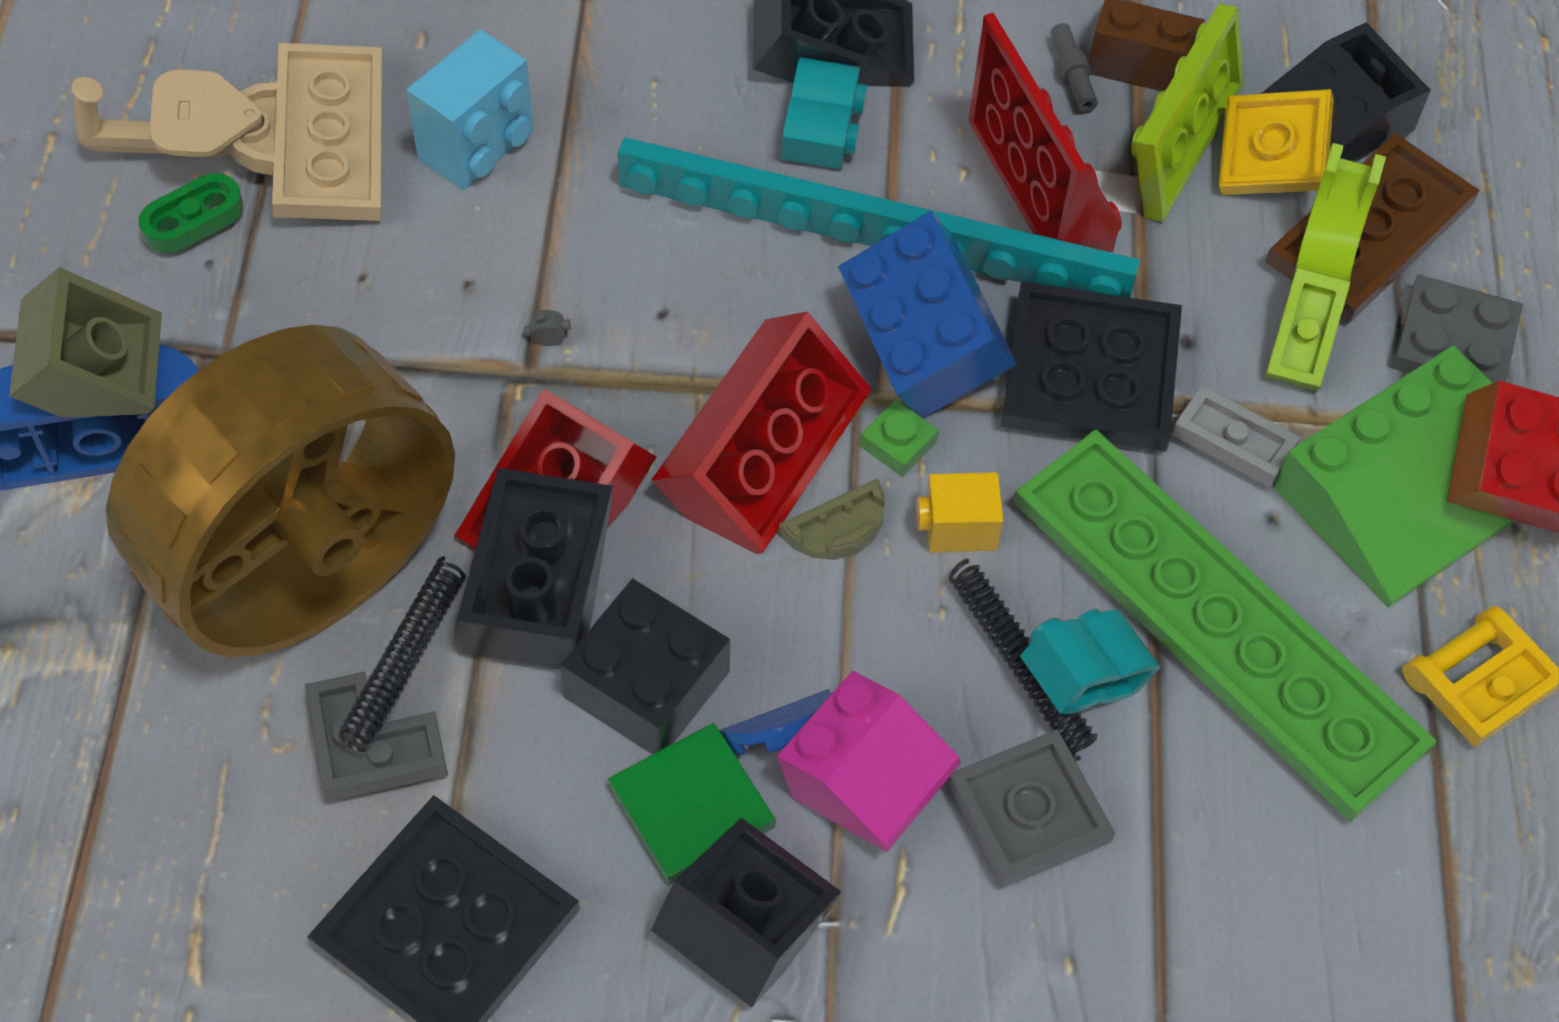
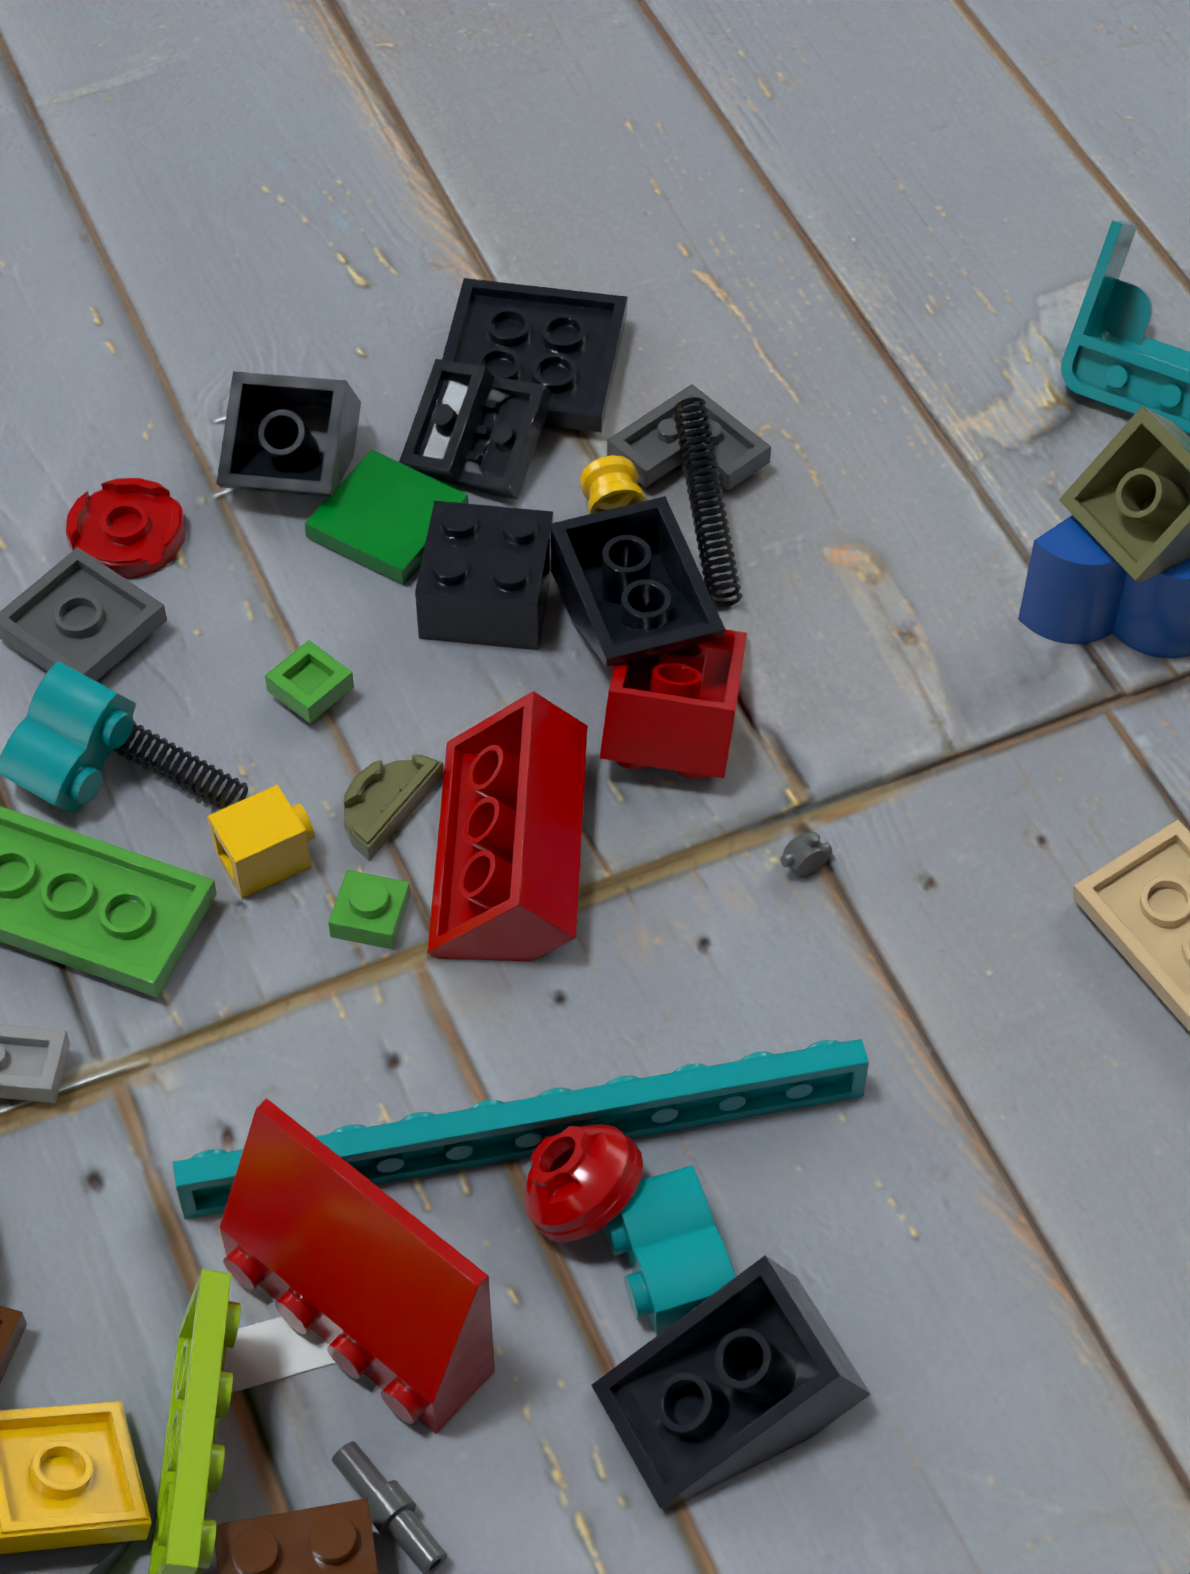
camera: 155 degrees right, 5 degrees down
(241, 498) = (866, 451): pearl gold wheel -> none
(471, 109) = (1059, 1012): medium azure brick -> none
(477, 709) = (610, 483): none -> yellow wheel
(558, 838) = (476, 428): none -> black slope
(773, 727) = (336, 591): blue tile -> none
(838, 151) = (581, 1180): none -> red piece
(852, 644) = (309, 681): none -> bright green plate
(867, 761) = (240, 574): dark pink slope -> none
(926, 315) = (395, 1002): blue brick -> none
(930, 926) = (128, 526): none -> red tile
(1093, 366) = (184, 1068): black plate -> none

